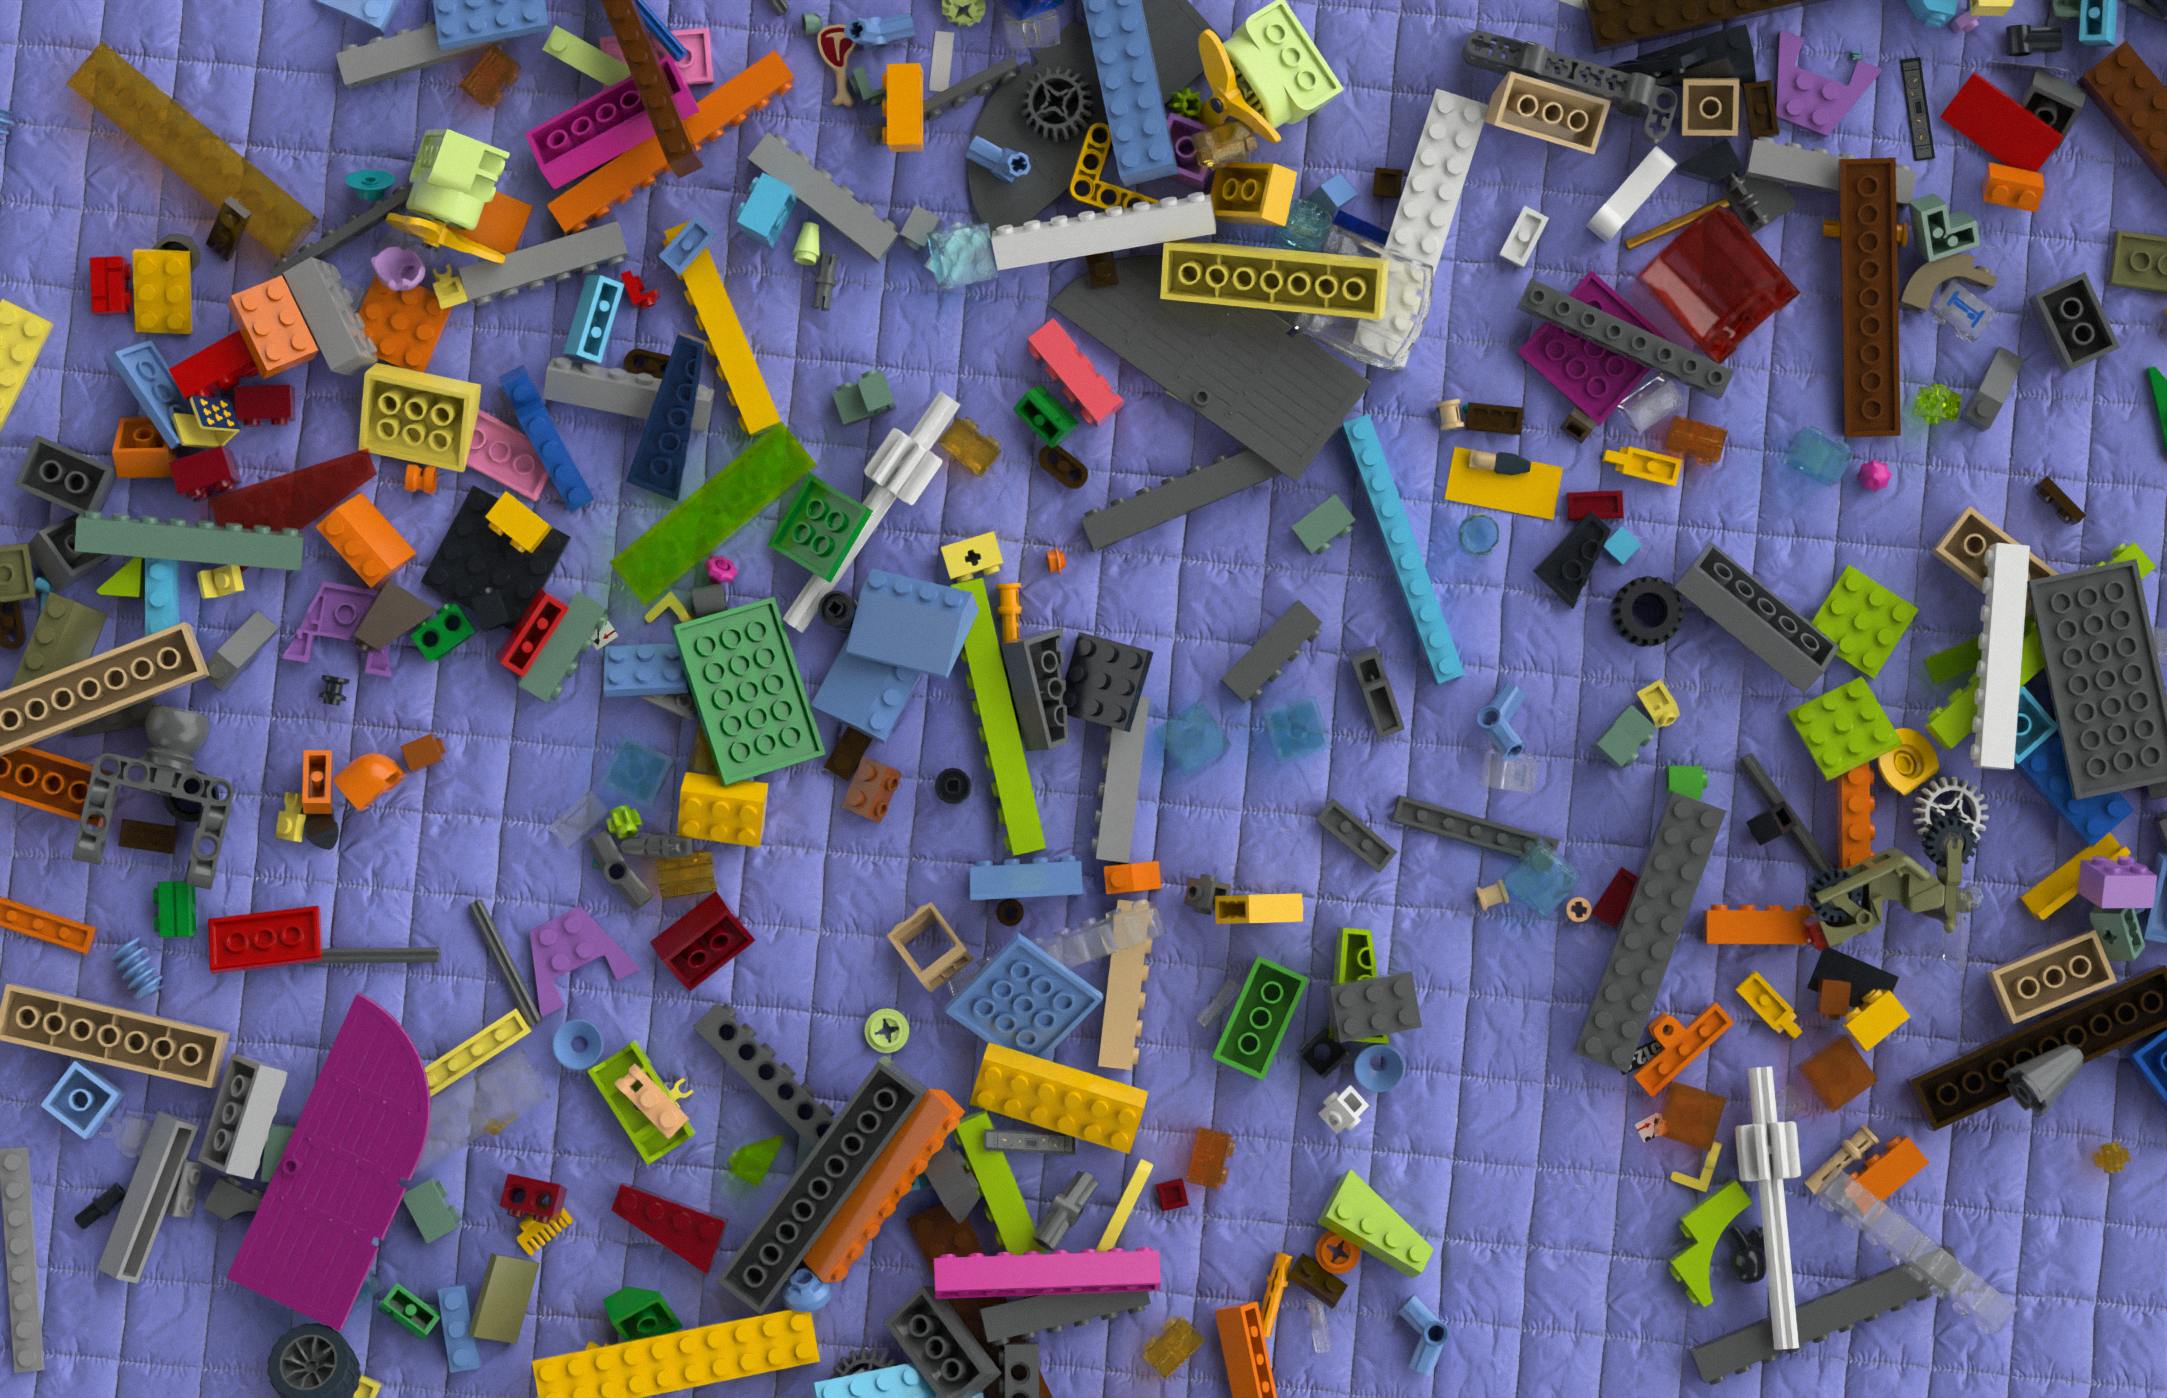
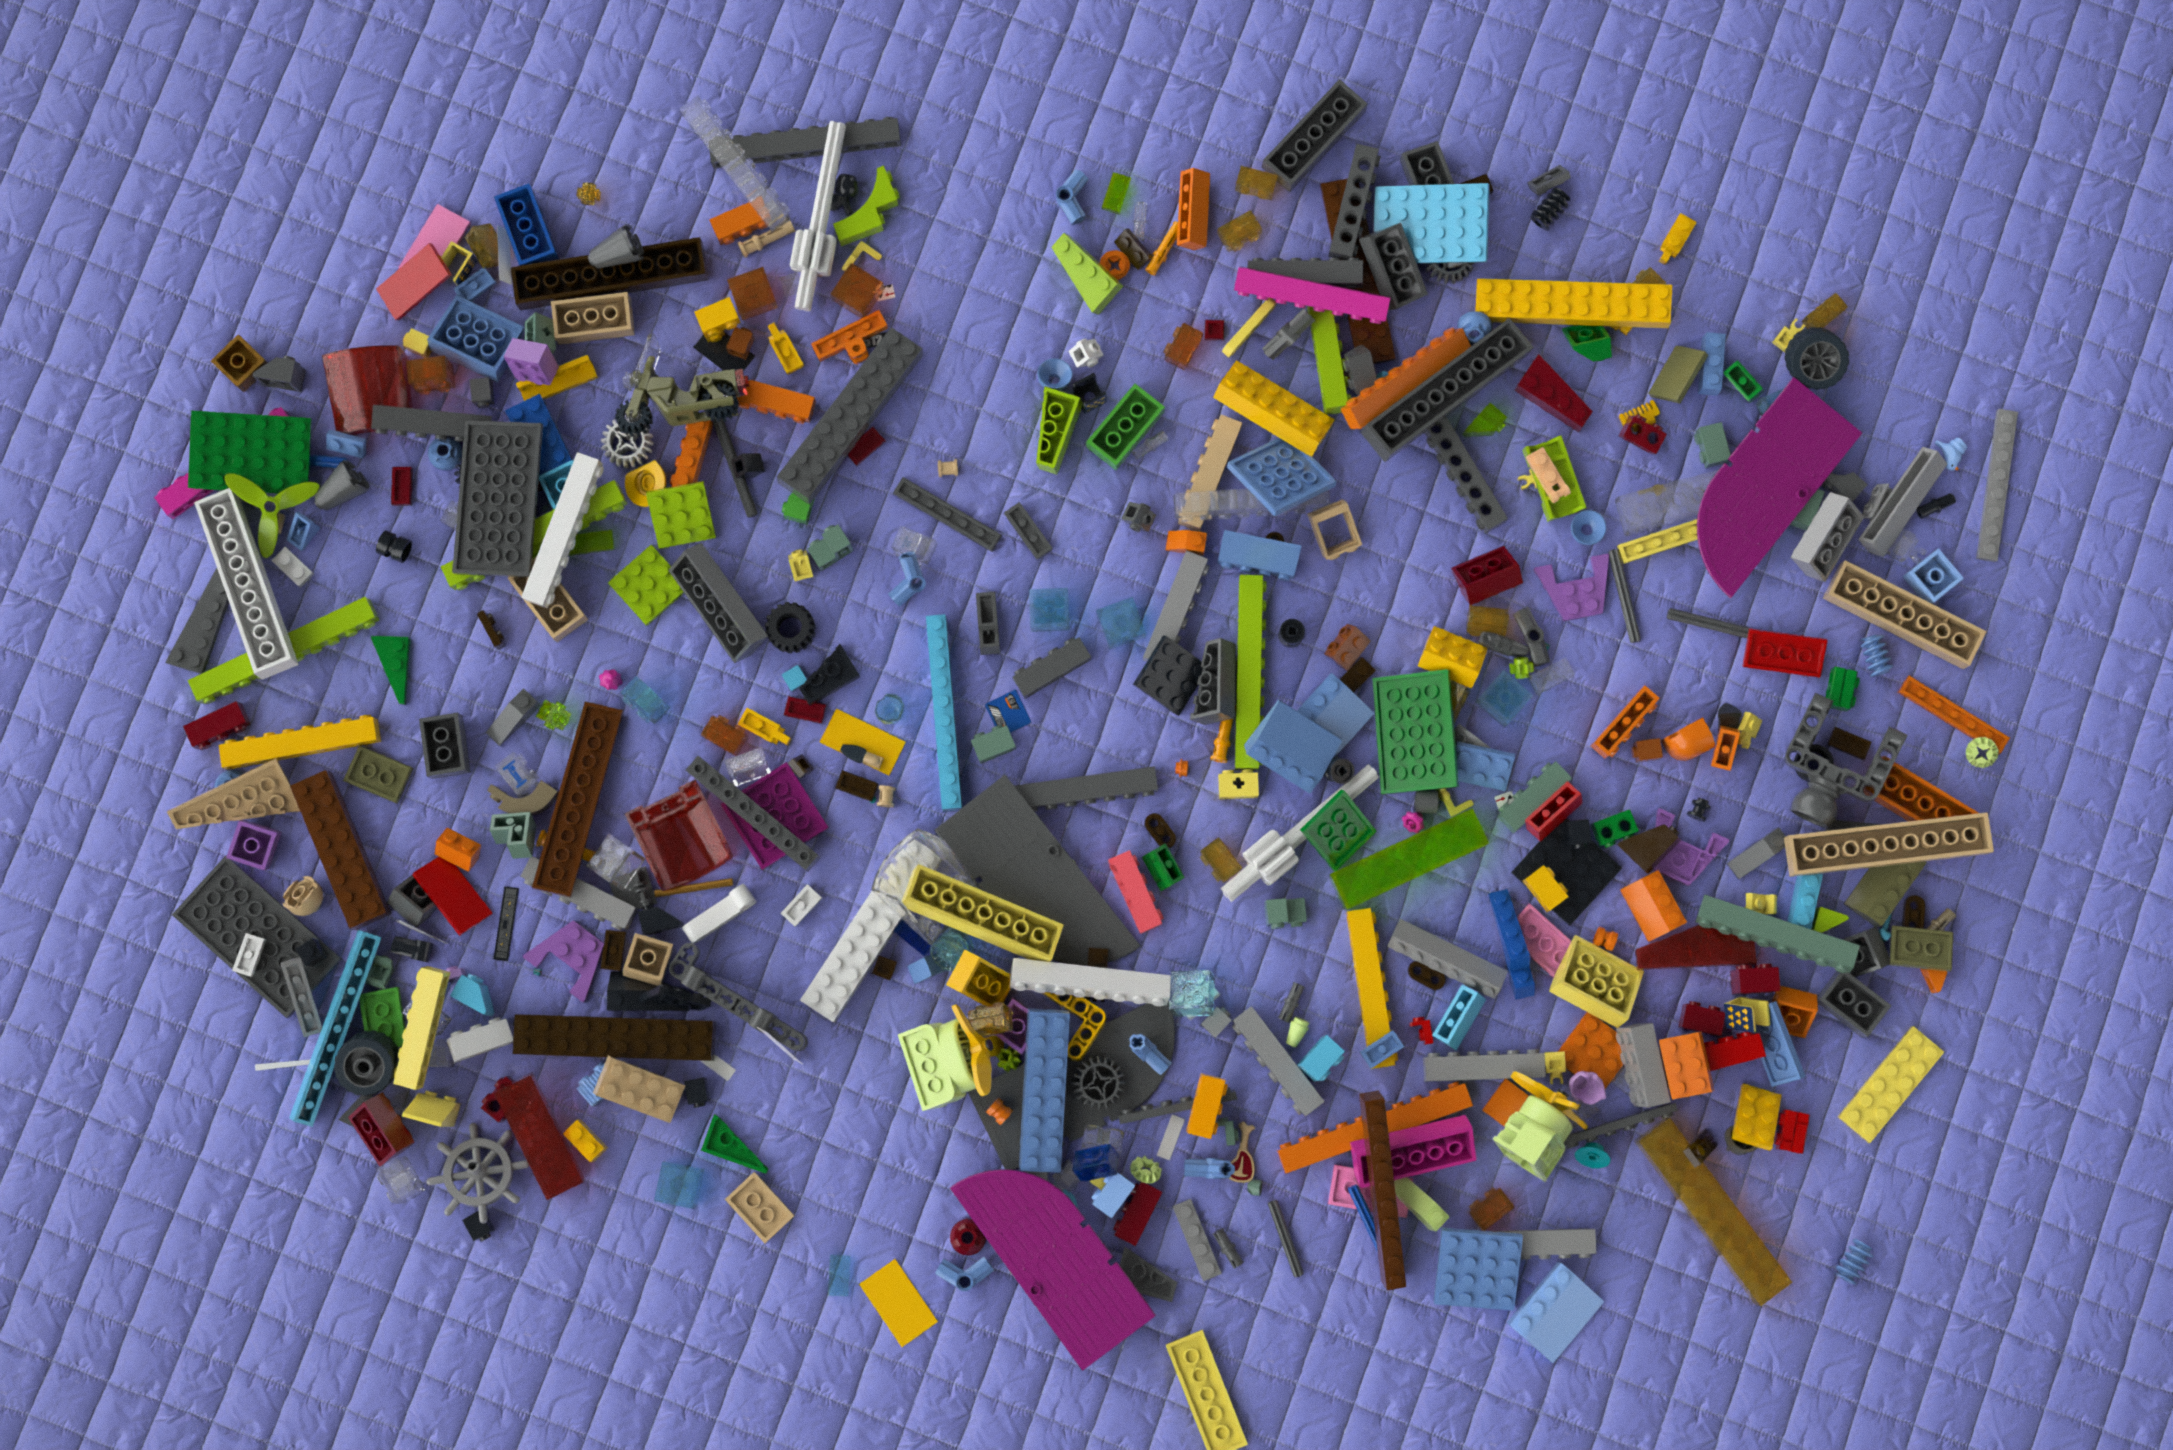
camera: 165 degrees left, 5 degrees down
(93, 1288) = (1952, 452): none -> light blue animal
(463, 782) = (1624, 722): none -> orange brick
(666, 437) = (1428, 921): dark blue wing -> none
(880, 1042) = (1383, 478): yellowish green gear -> none
(1029, 1142) = (1302, 384): sticker -> none
(1179, 31) = (999, 1111): none -> orange wheel
(1258, 908) = (1107, 495): yellow brick -> none
(1315, 577) = (1008, 711): none -> blue sticker
(1363, 1357) = (1116, 193): none -> clear neon green plate
(1373, 1006) = (1048, 410): dark grey brick -> none
(1542, 877) = (911, 469): clear light blue brick -> none
(1548, 112) = (761, 982): tan slope -> none
(1572, 915) = (887, 446): light nougat bush -> none
(1792, 225) = (616, 862): none -> clear brick

